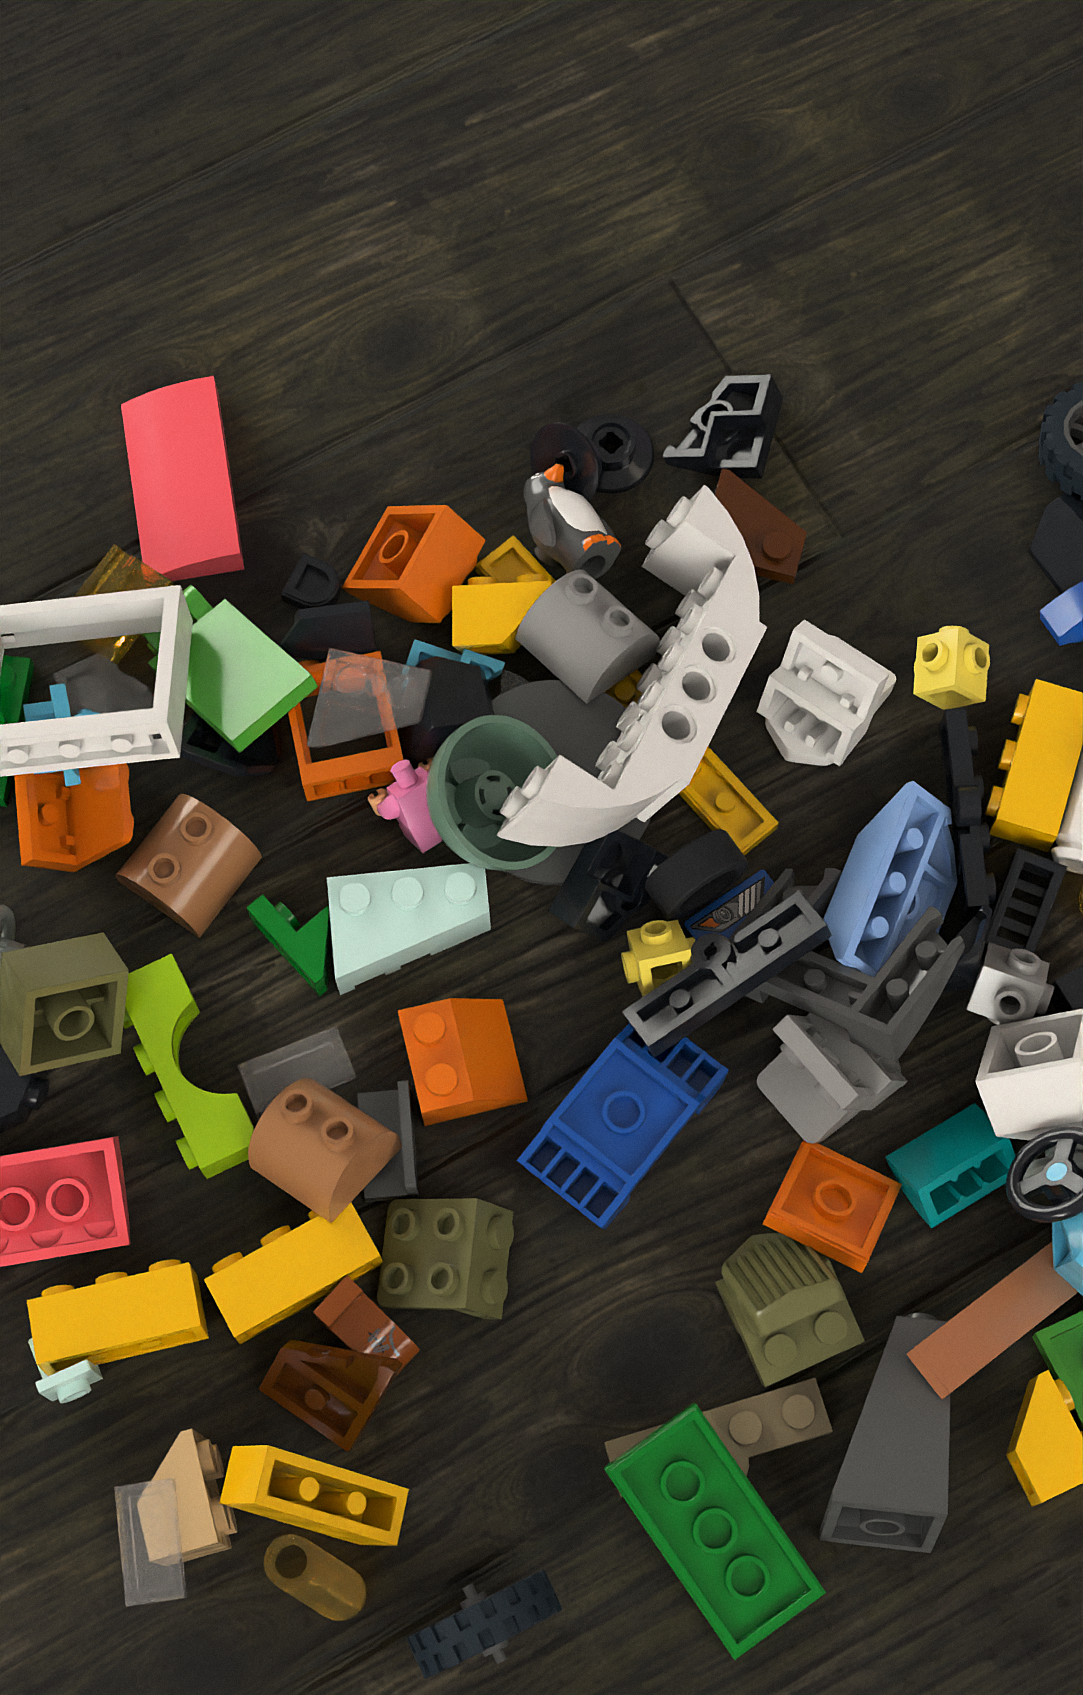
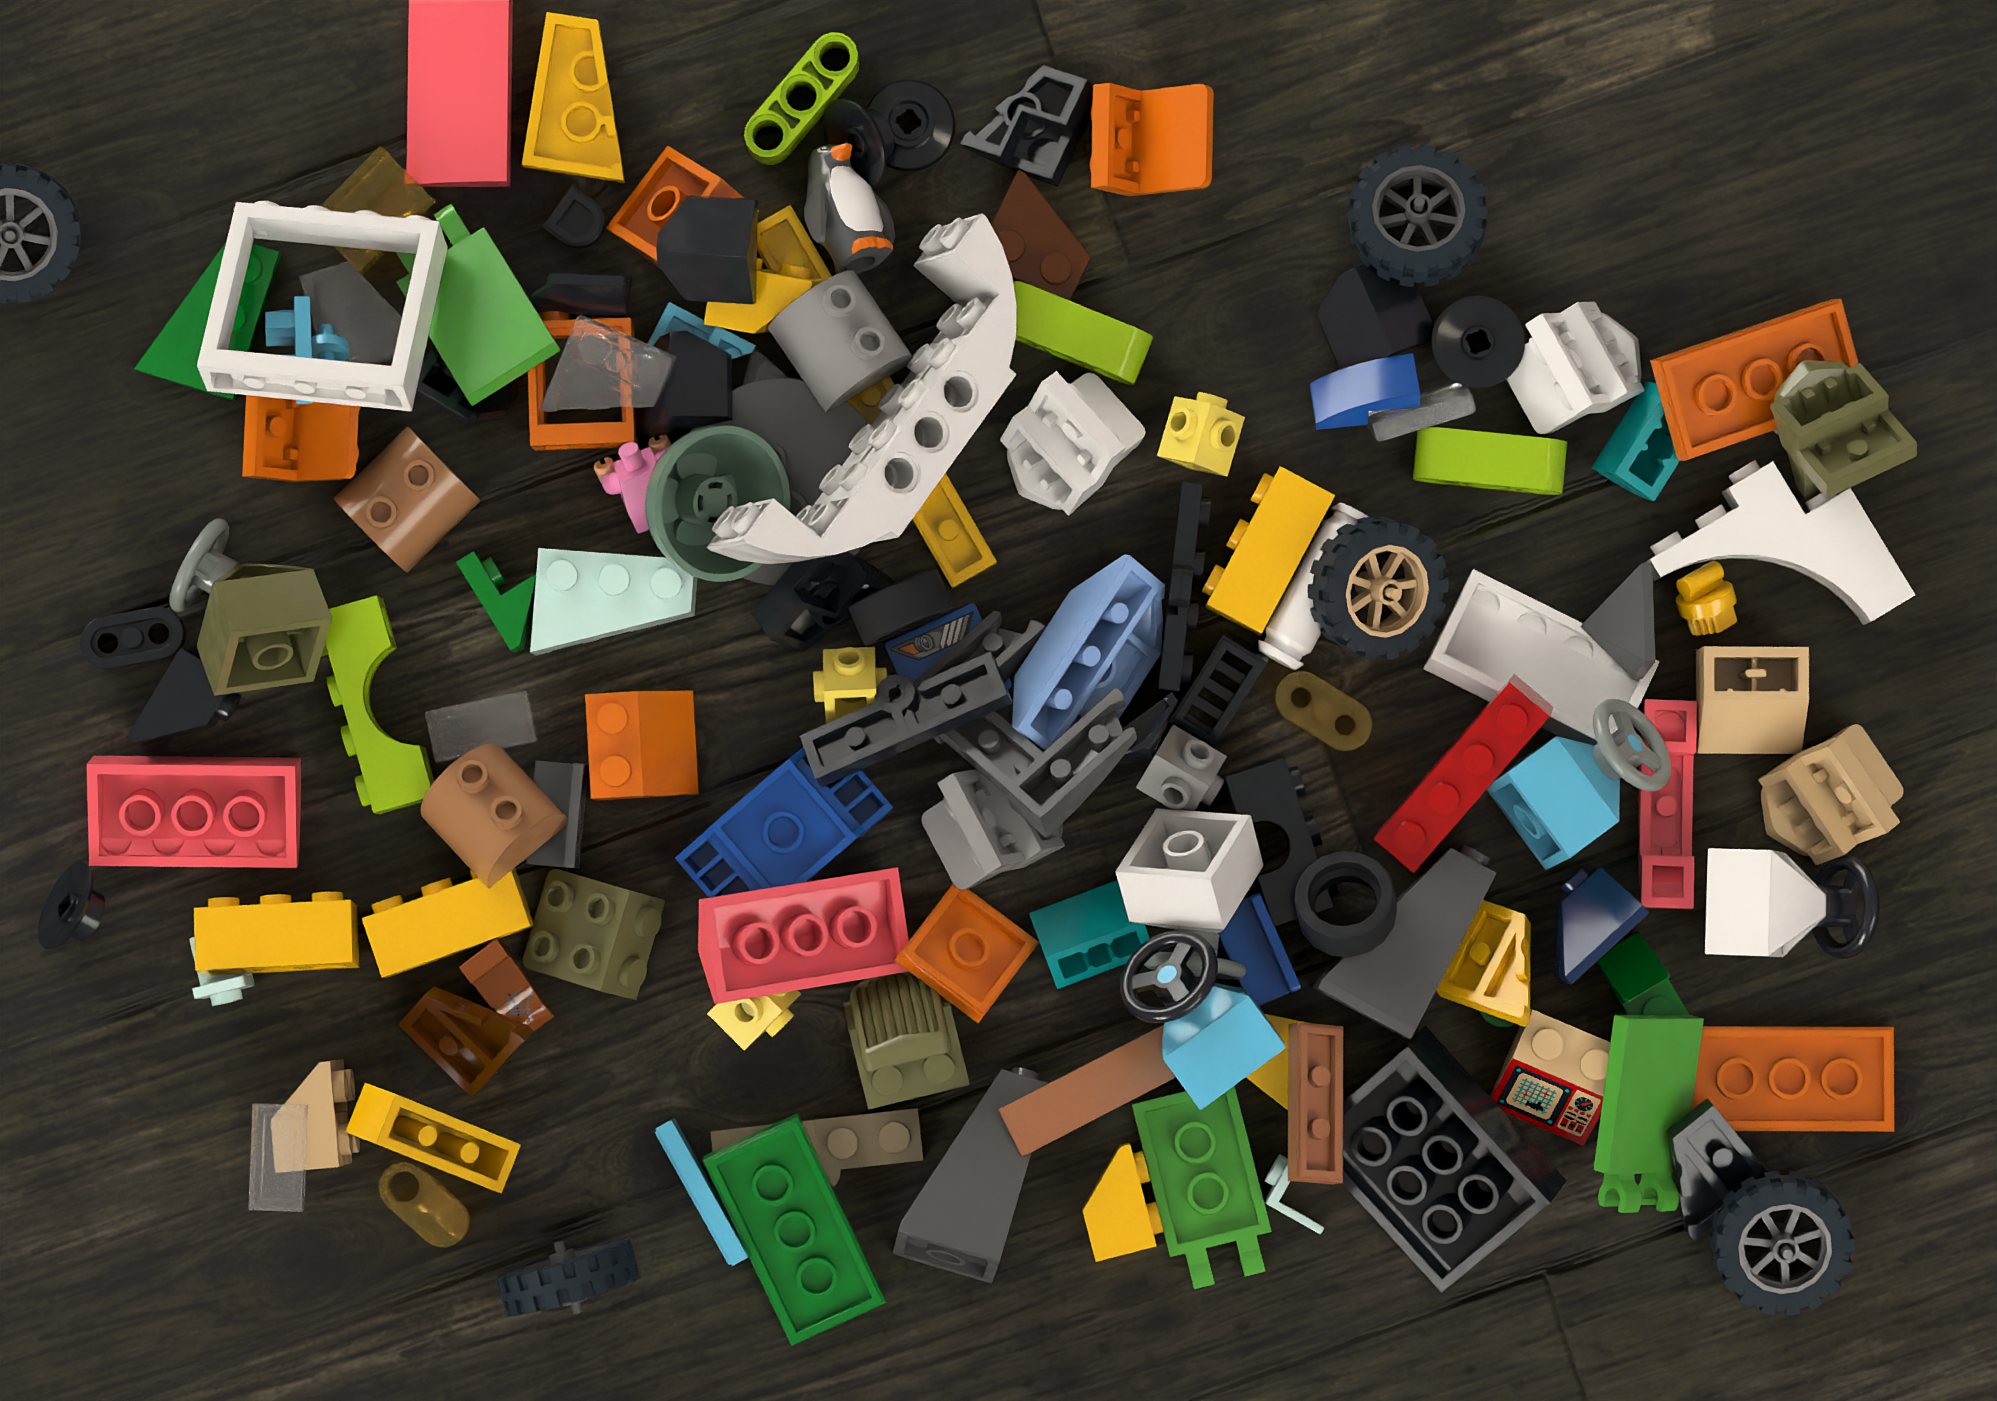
camera: 15 degrees right, 15 degrees up
(291, 483) = (572, 104): none -> yellow wing
(449, 569) = (711, 249): none -> black slope
(508, 418) = (809, 74): none -> lime beam
(608, 1508) = (701, 1191): none -> medium azure tile
(627, 1295) = (751, 1017): none -> light yellow brick
(662, 1212) = (802, 935): none -> coral slope
(830, 601) = (1079, 334): none -> lime beam
(844, 417) = (1151, 139): none -> orange bracket

